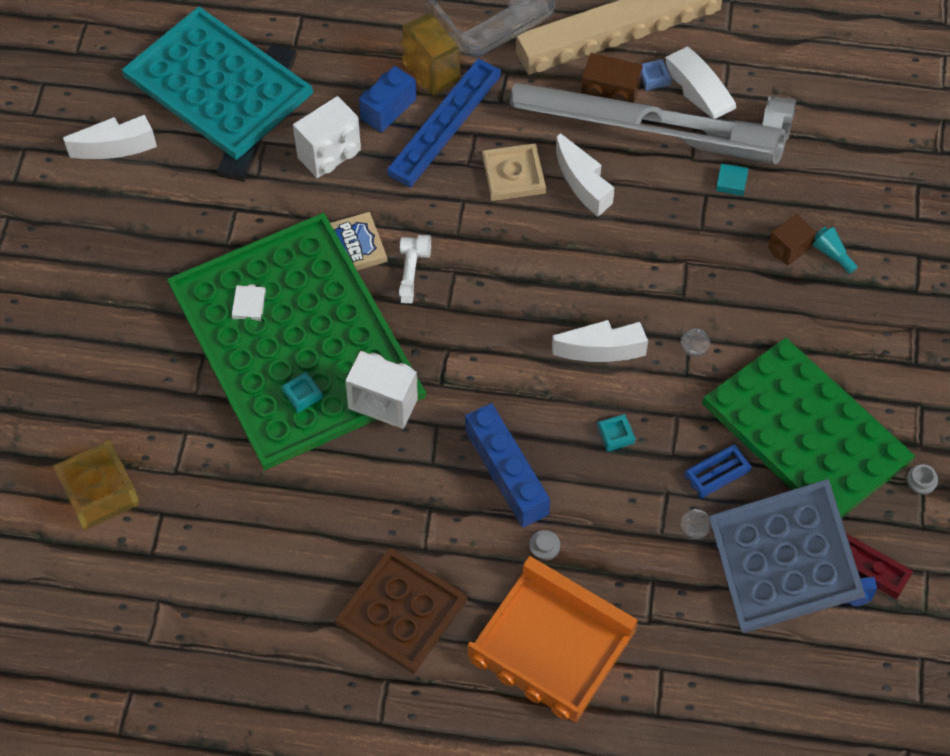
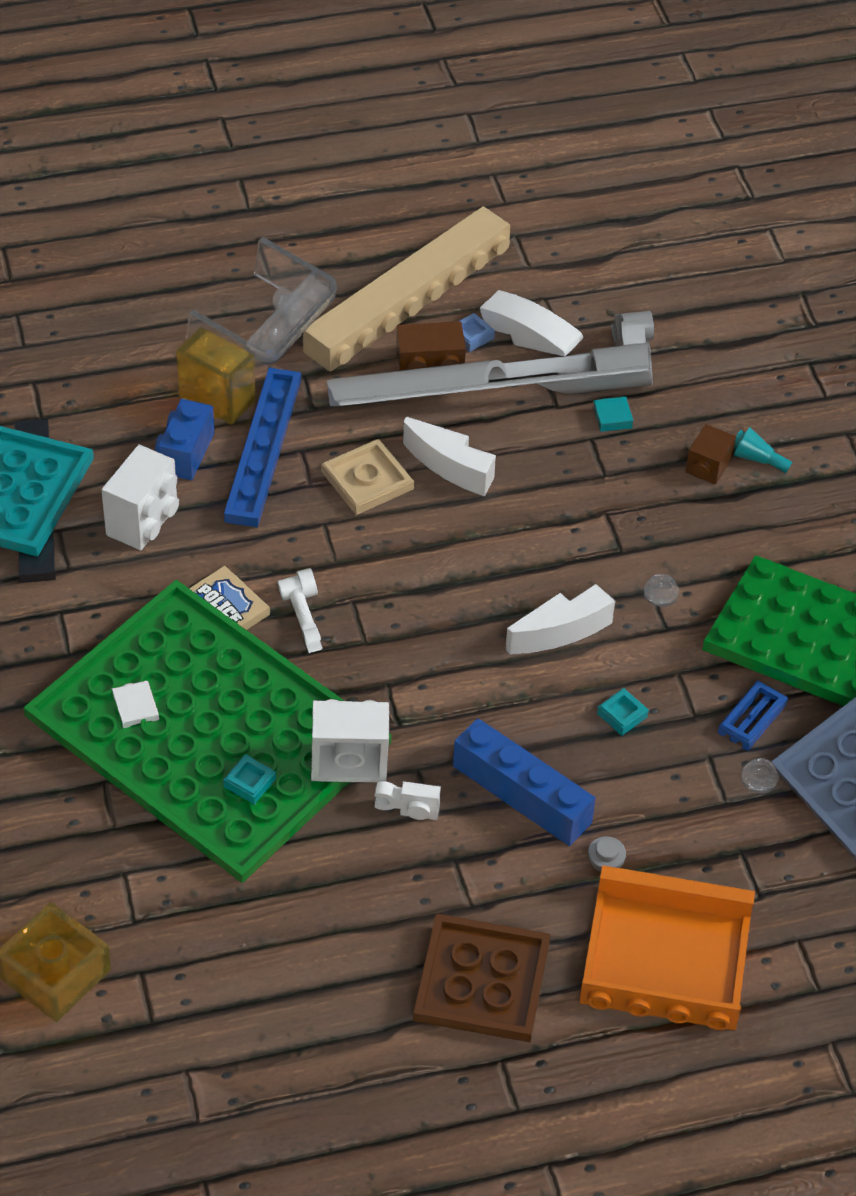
camera: 25 degrees left, 10 degrees down
(418, 451) = (412, 799): none -> white plate

